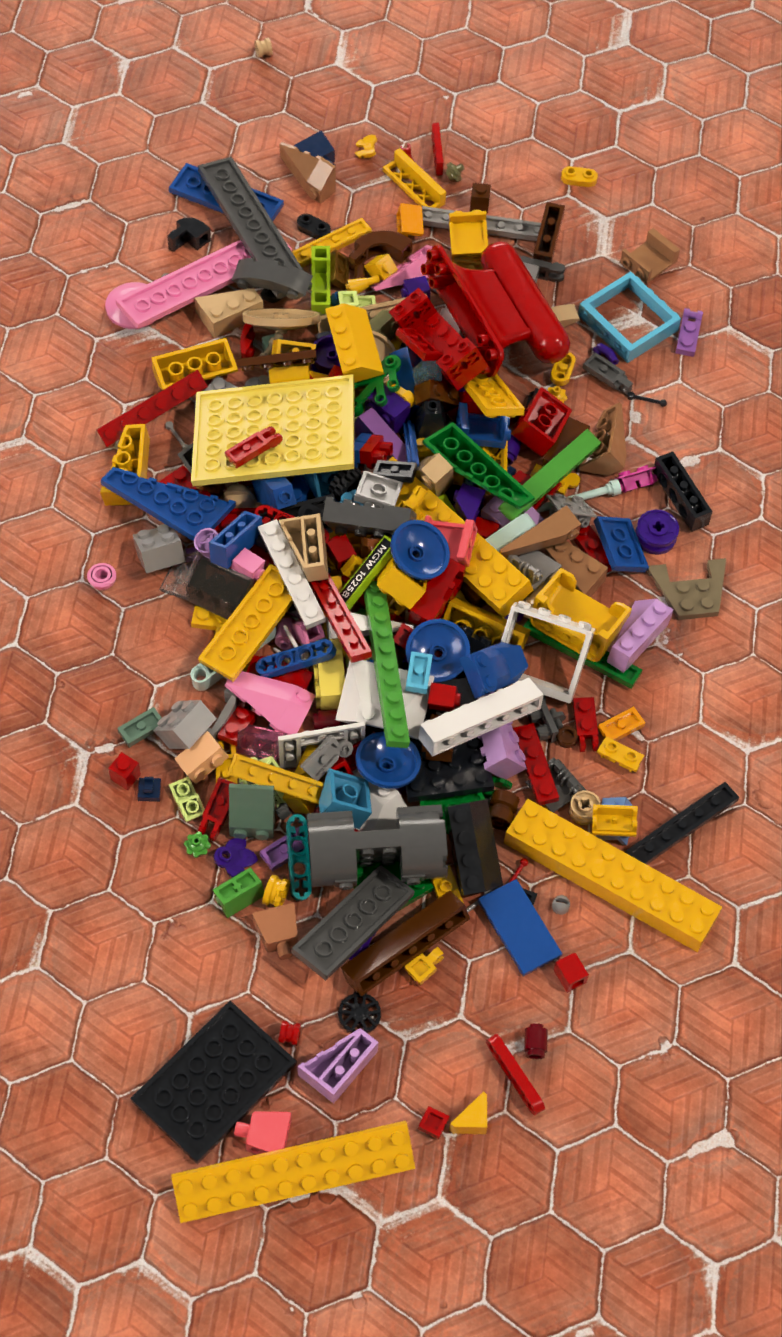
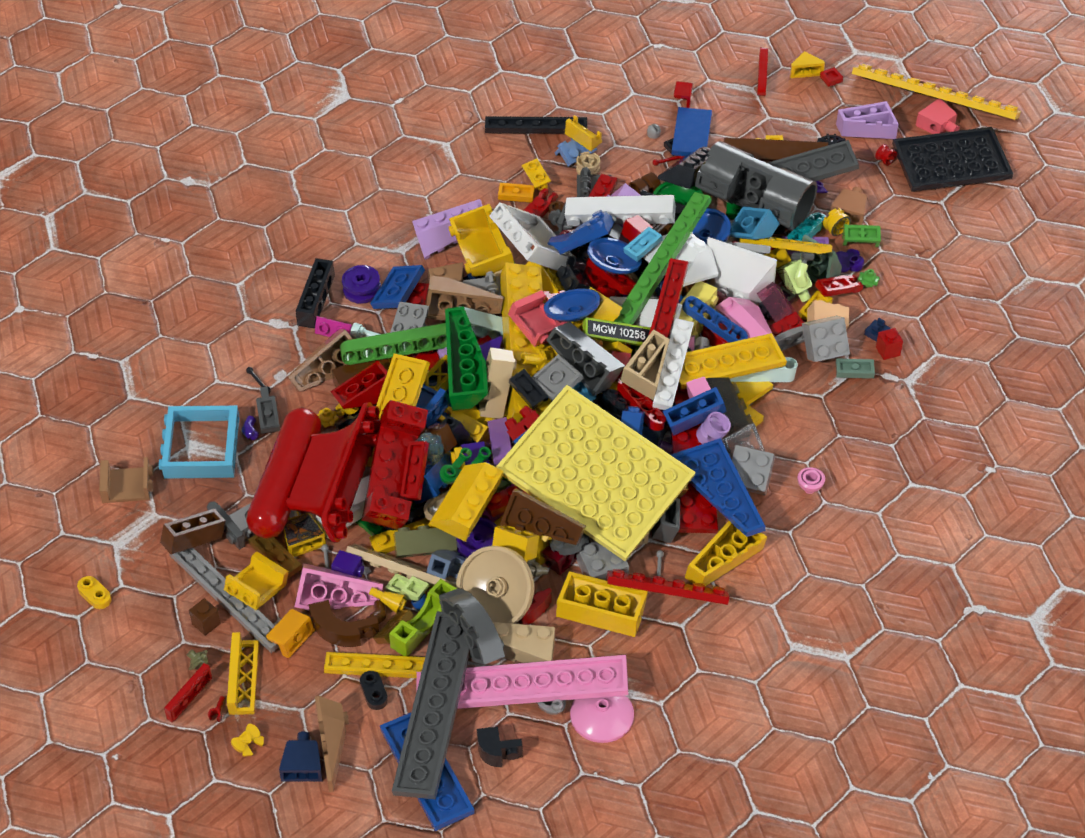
camera: 140 degrees left, 10 degrees down
(187, 799) = (856, 306): yellowish green slope -> none
(253, 446) = (628, 454): red hinge -> none
(381, 266) = (358, 599): yellow brick -> none
(410, 442) = (491, 417): blue axle -> none
(535, 1041) = (735, 78): dark red brick -> none
(566, 314) = (248, 475): tan slope -> none
(612, 875) = (606, 114): yellow brick -> none
(689, 333) = (178, 398): medium lavender plate -> none
(692, 597) = (378, 236): dark tan wing -> none

